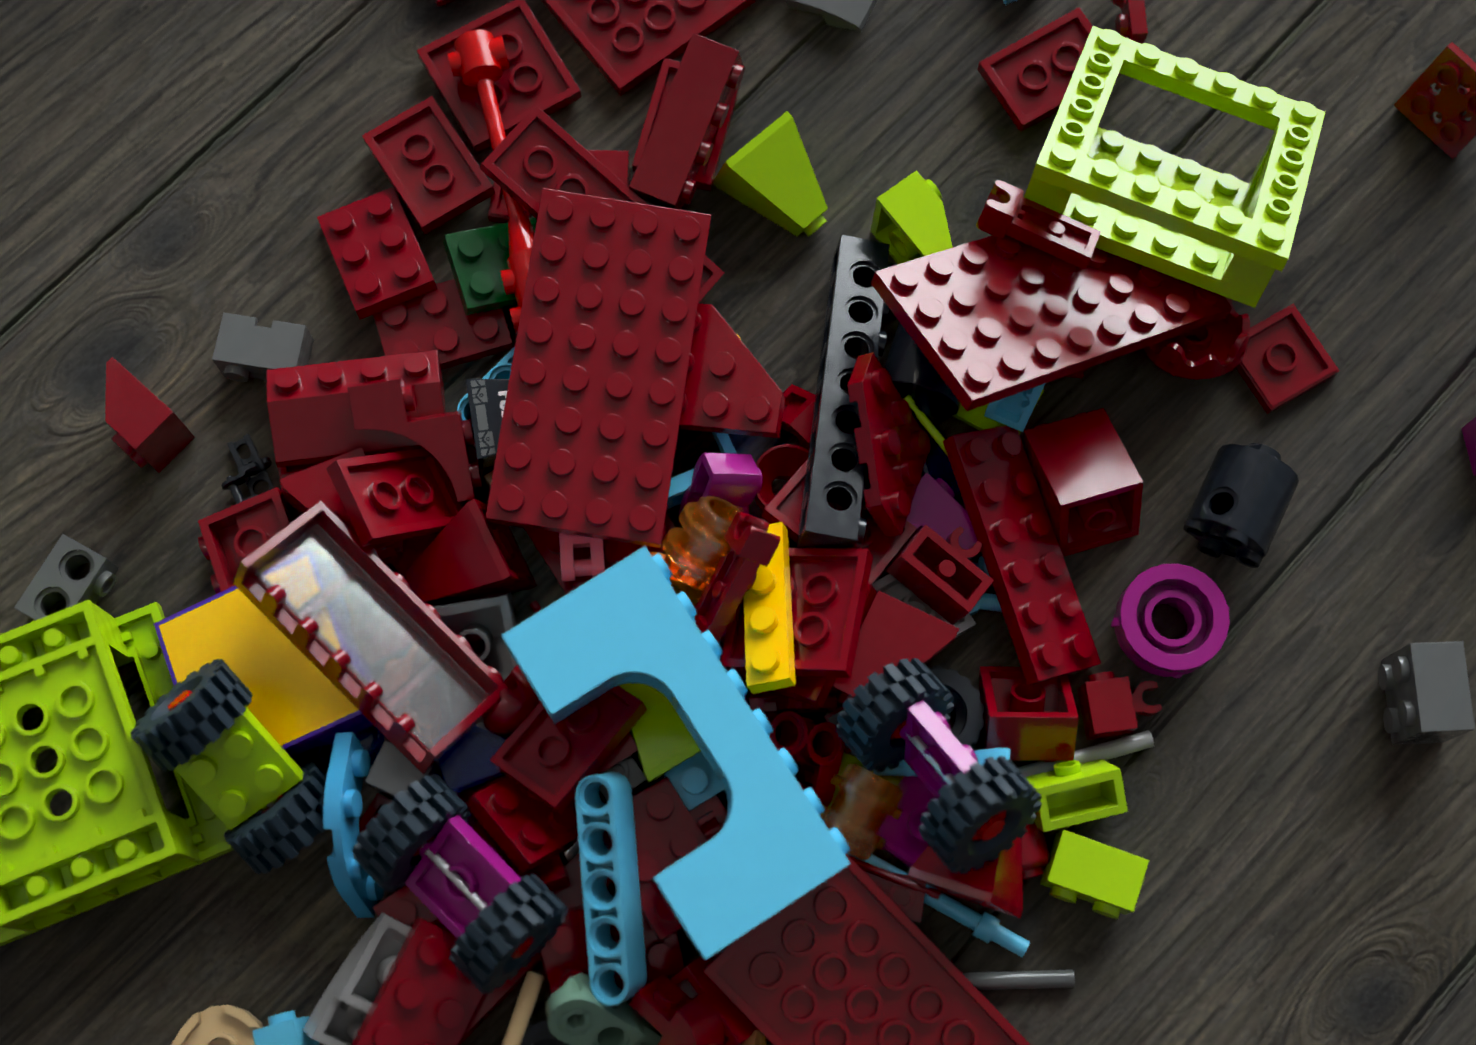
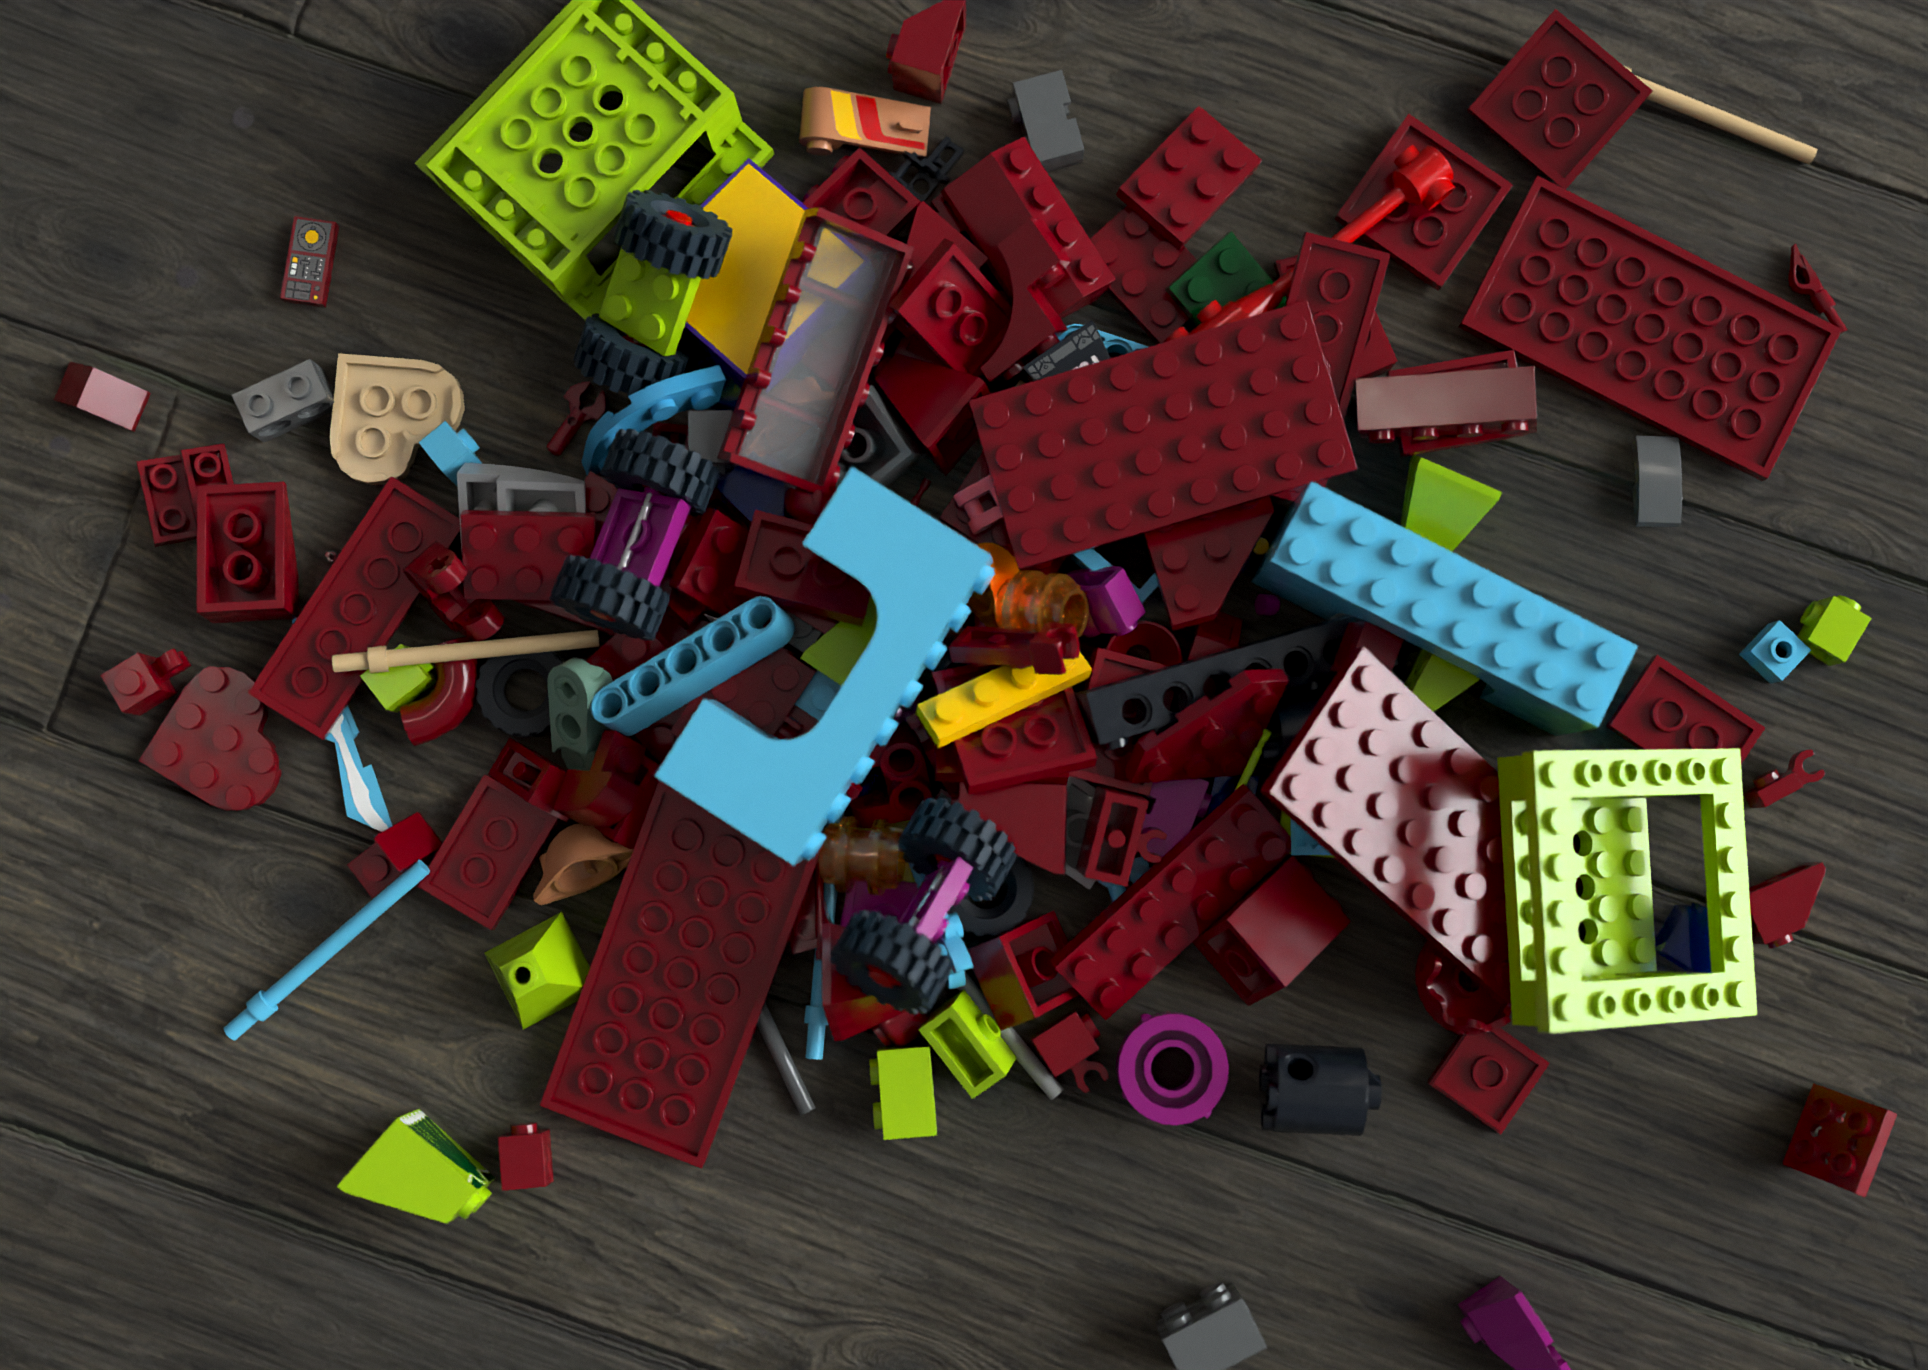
camera: 70 degrees right, 10 degrees up
(58, 582) = (753, 54): dark grey brick -> none
(160, 527) = (861, 120): none -> nougat door
(311, 903) = (577, 416): none -> dark red bar
(428, 165) = (1298, 180): dark red plate -> none
(787, 359) = (1267, 604): none -> magenta piece
(858, 282) = (1377, 641): none -> dark red brick
(942, 143) = (1526, 649): none -> medium azure arch
(1036, 225) = (1492, 781): dark red plate -> none
(1233, 143) = (1686, 938): none -> clear blue slope
(1234, 51) = (1784, 903): none -> dark red slope

